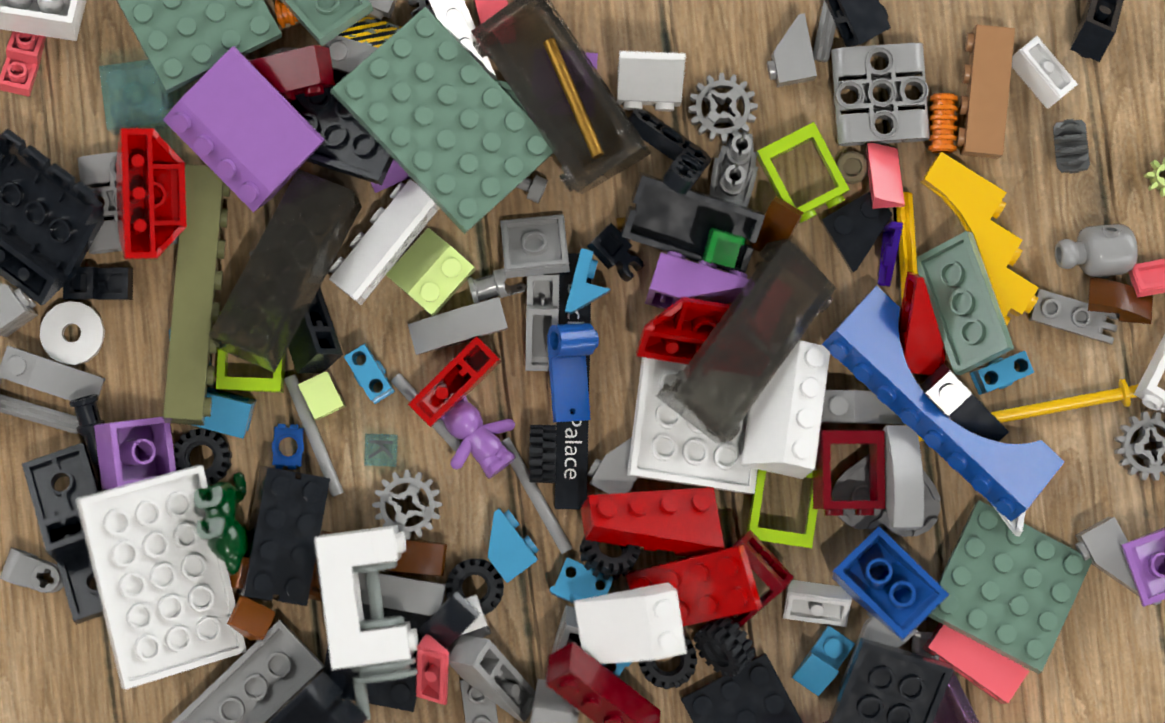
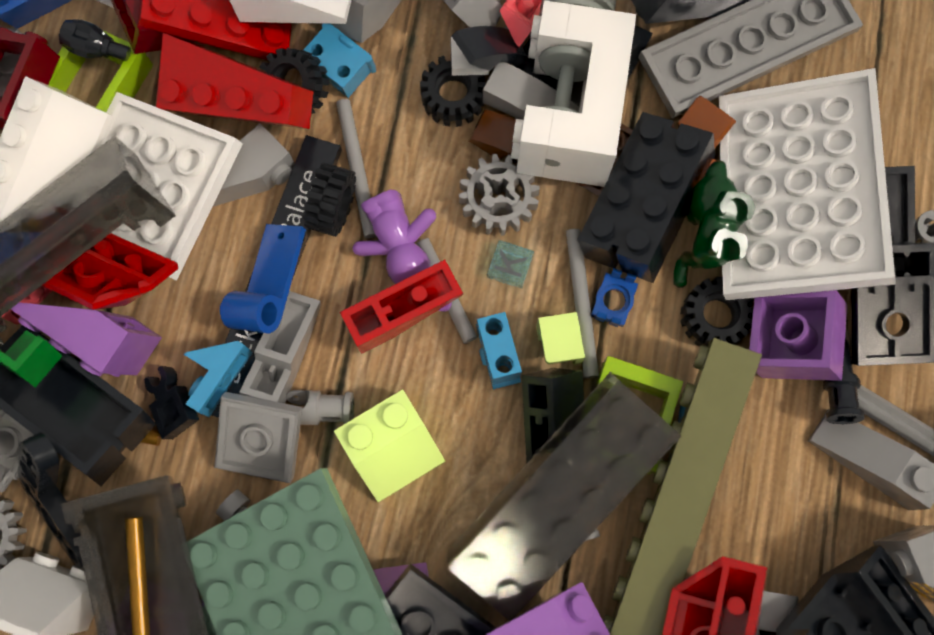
camera: 155 degrees left, 10 degrees down
(53, 329) = (860, 500): white tile -> none
(100, 284) = (791, 554): black slope -> none
(229, 414) = (672, 352): dark azure hinge -> none
(384, 242) = (431, 497): white slope -> none
(458, 326) = (377, 372): light grey slope -> none
(507, 548) = (404, 116): dark azure slope -> none
(785, 525) = (90, 41): none -> black piece

